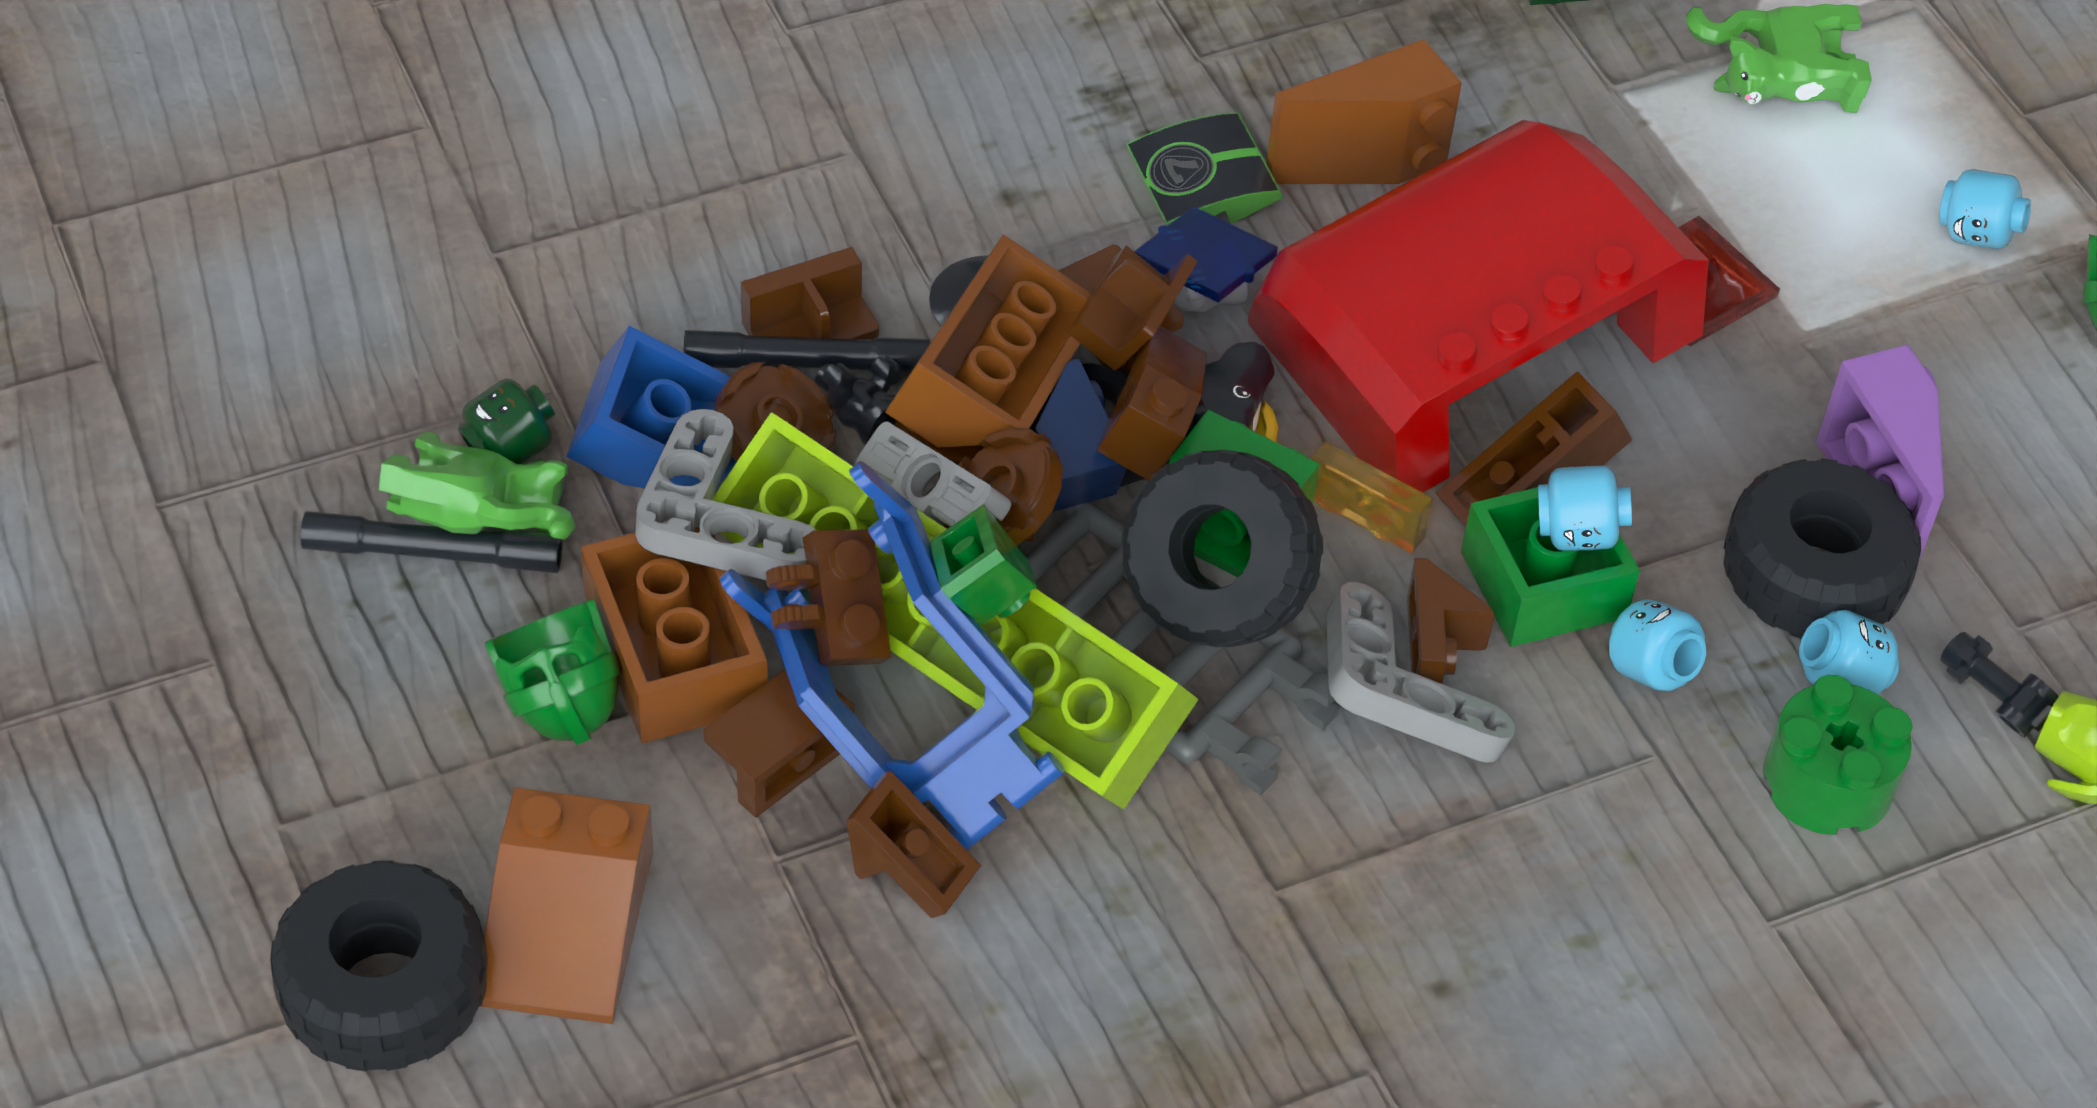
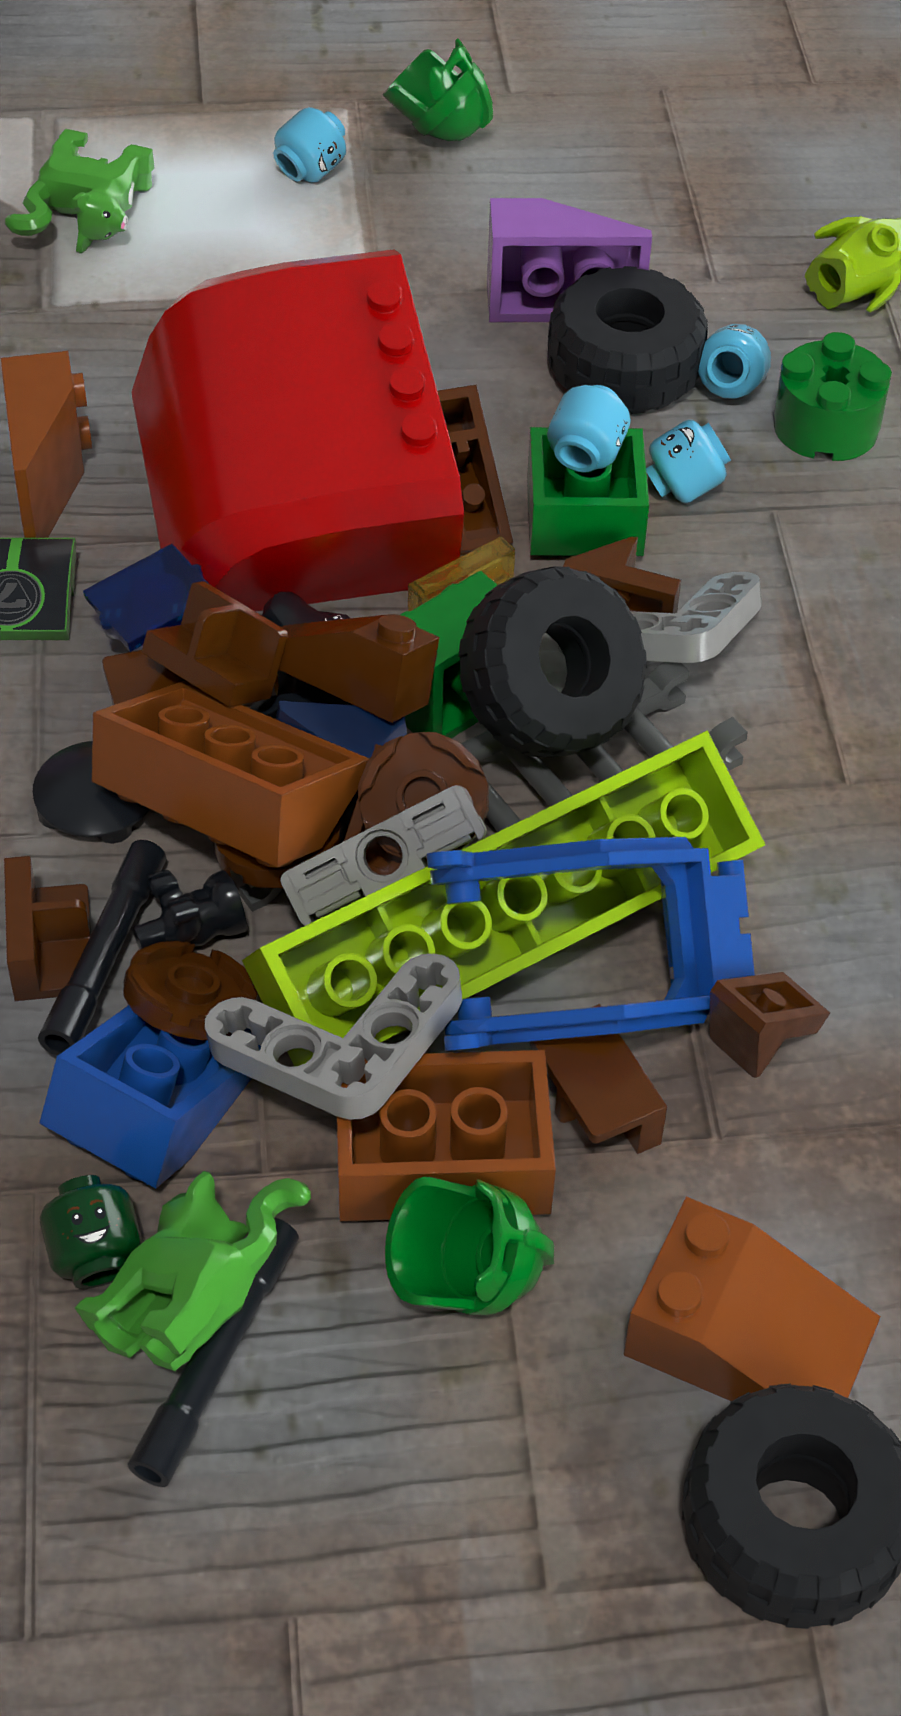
camera: 70 degrees left, 0 degrees up
(844, 597) = (502, 960): reddish brown hinge -> none
(982, 567) = (568, 805): green slope -> none
(2024, 703) = (801, 290): black bar -> none

